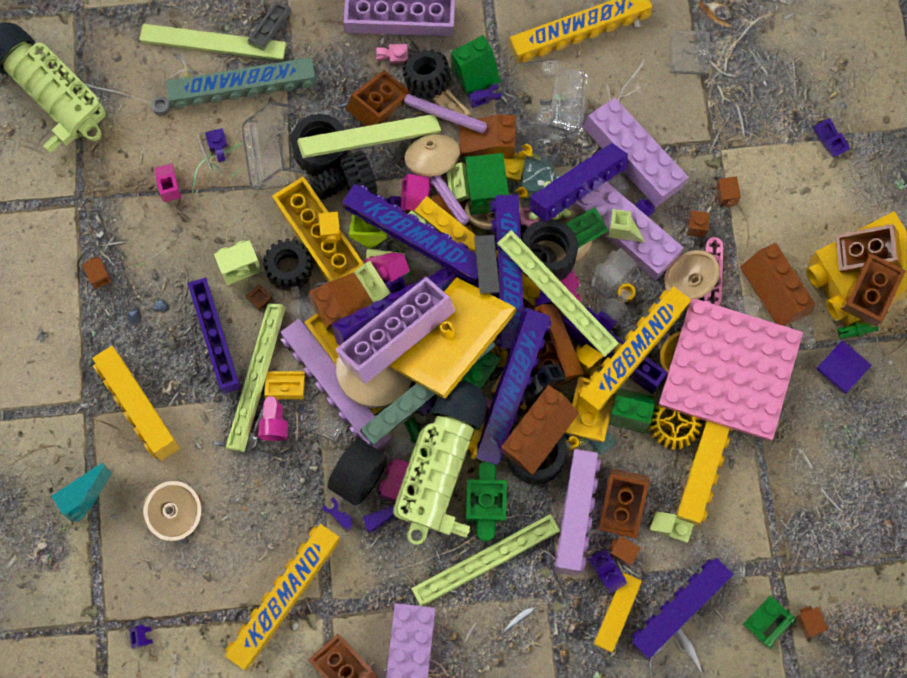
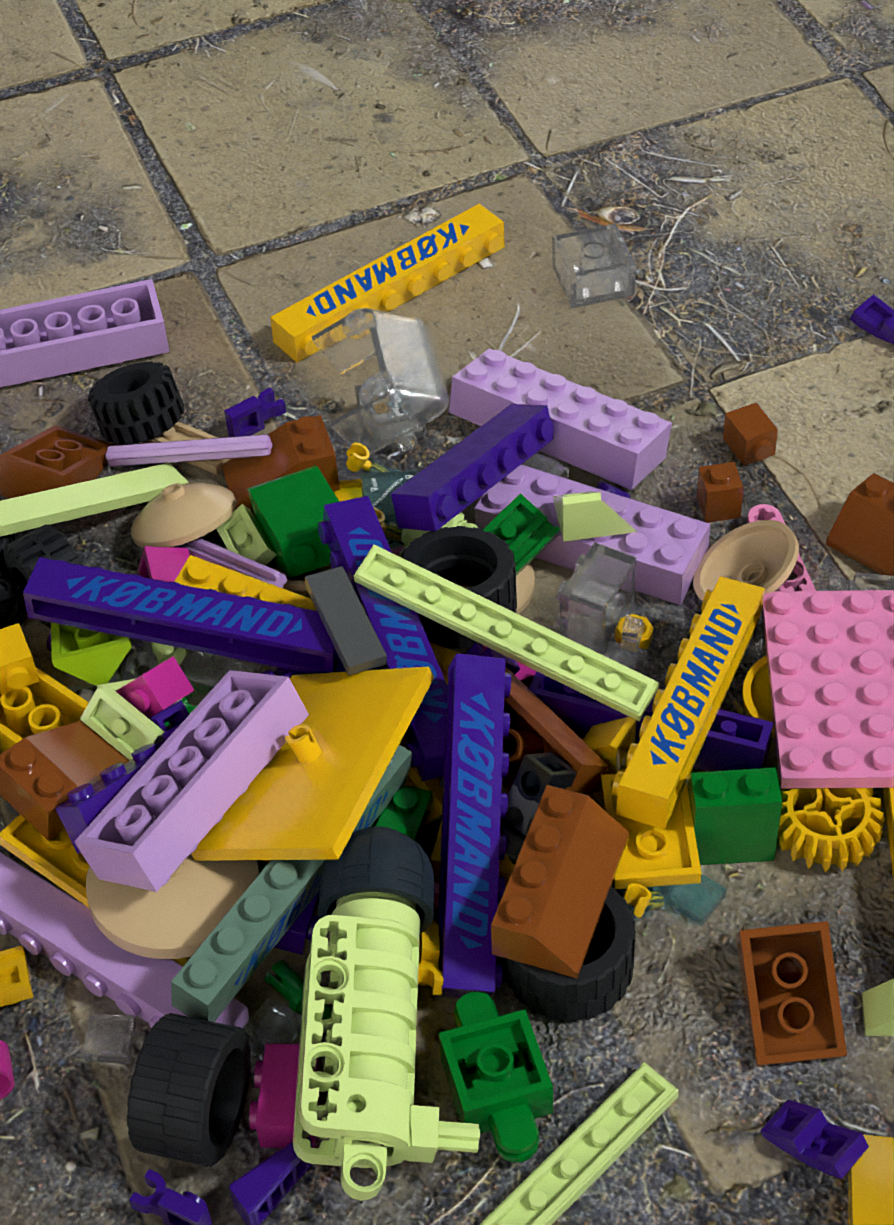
camera: 15 degrees left, 25 degrees down
(396, 53) = (68, 398): bright pink plate -> none
(475, 66) = (218, 364): green slope -> none
(576, 512) = (702, 1039): lavender brick -> none
(624, 551) = (833, 1084): dark orange brick -> none

